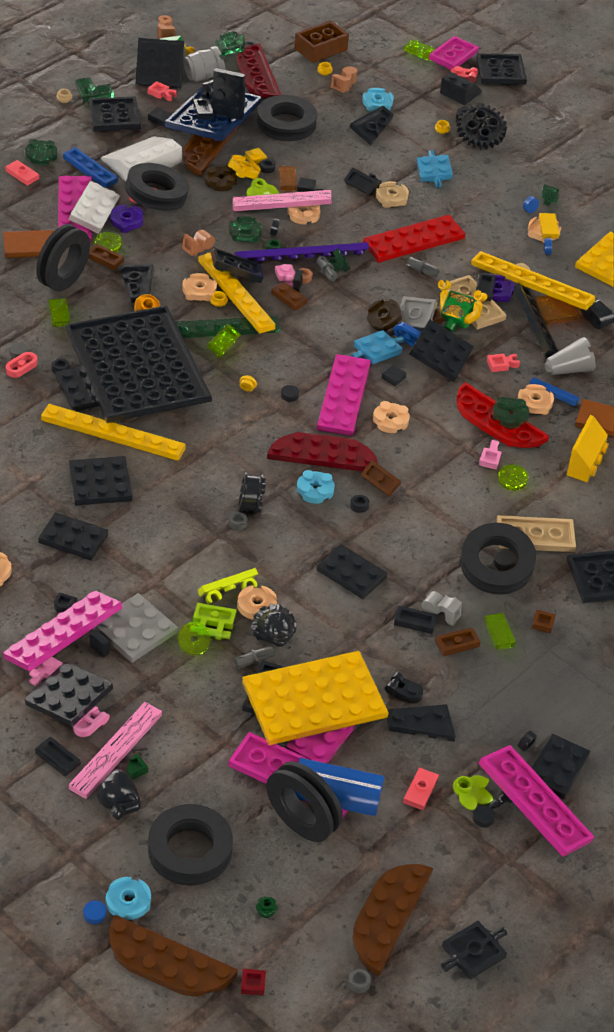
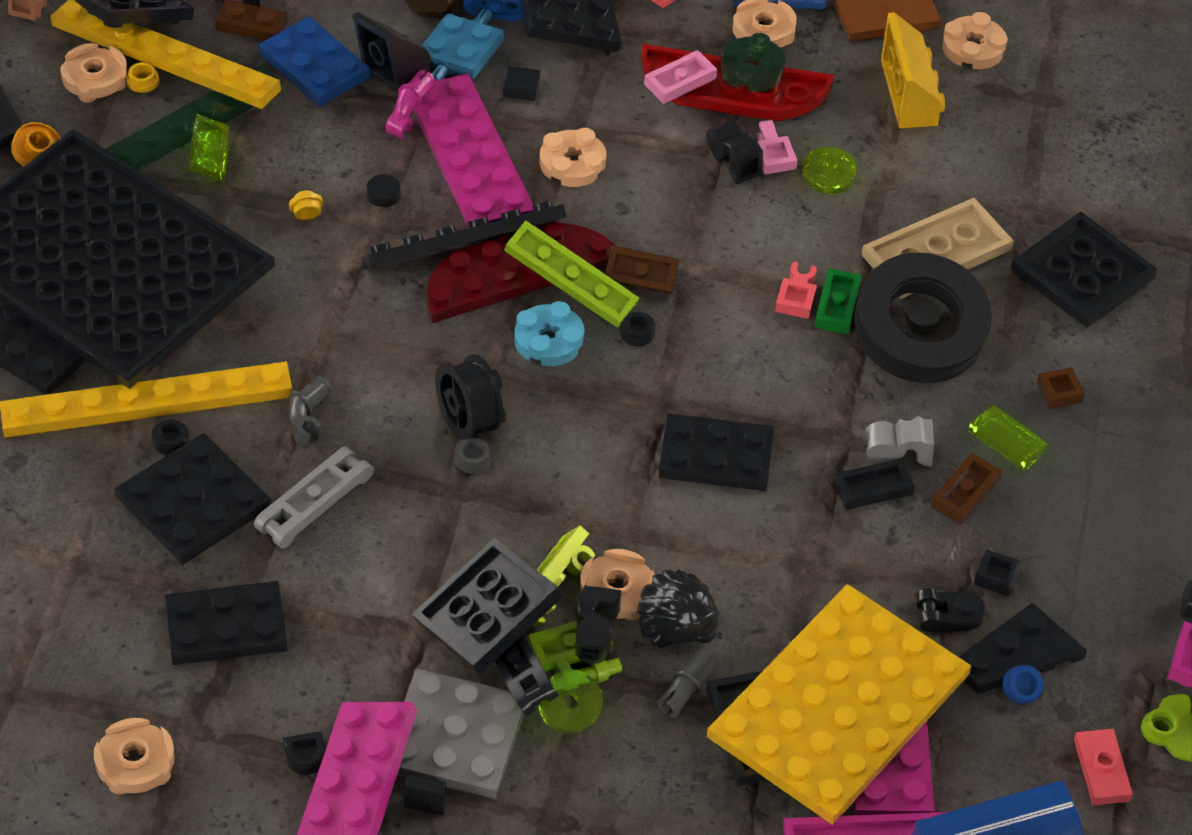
camera: 30 degrees left, 5 degrees up
(110, 450) = (169, 436): none -> black tile
(152, 503) = (313, 496): none -> light grey plate
(177, 464) = (301, 407): none -> dark grey piece
(181, 609) = (523, 670): none -> black plate
(185, 580) = (487, 605): none -> black plate
(223, 613) = (594, 614): none -> black leg
(300, 425) = (449, 237): none -> black plate
(304, 325) = (314, 61): none -> blue plate
(329, 357) = (409, 97): none -> dark pink piece
(338, 335) = (388, 53): none -> black slope
(343, 464) = (571, 274): none -> lime plate
(411, 735) = (1023, 684): none -> blue tile
(442, 685) = (997, 572): none -> black tile
(447, 522) = (797, 293): none -> coral plate
(458, 536) = (838, 301): none -> green plate
(468, 402) = (680, 76): none -> bright pink plate
(471, 448) = (744, 152): none -> black leg

